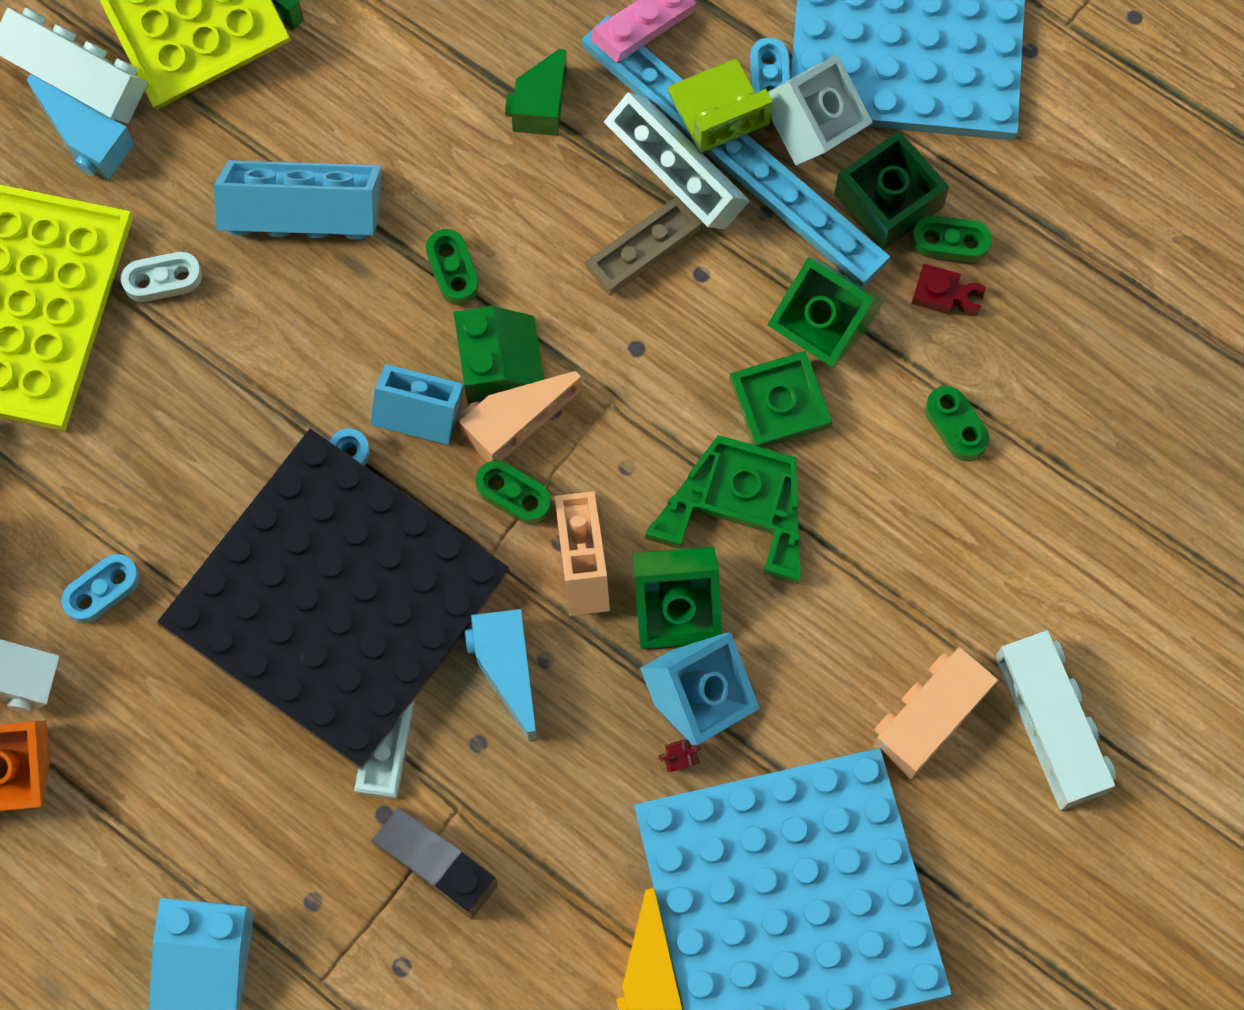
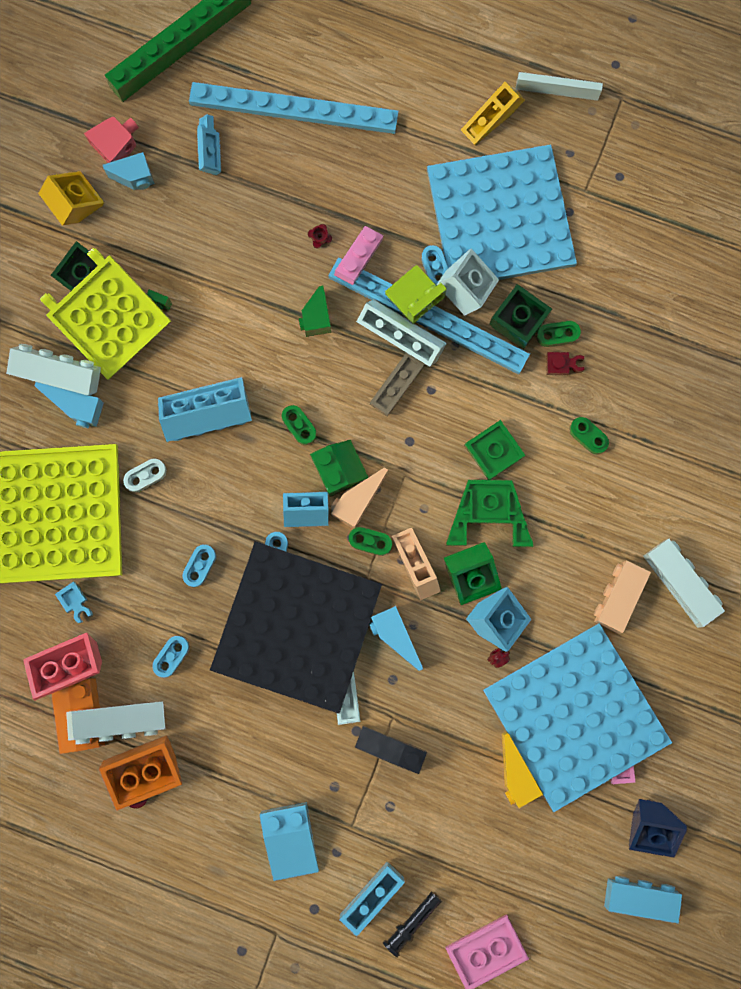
camera: 15 degrees left, 10 degrees up
(199, 449) = (198, 565): none -> medium azure plate
(825, 311) = (504, 395): green slope -> none

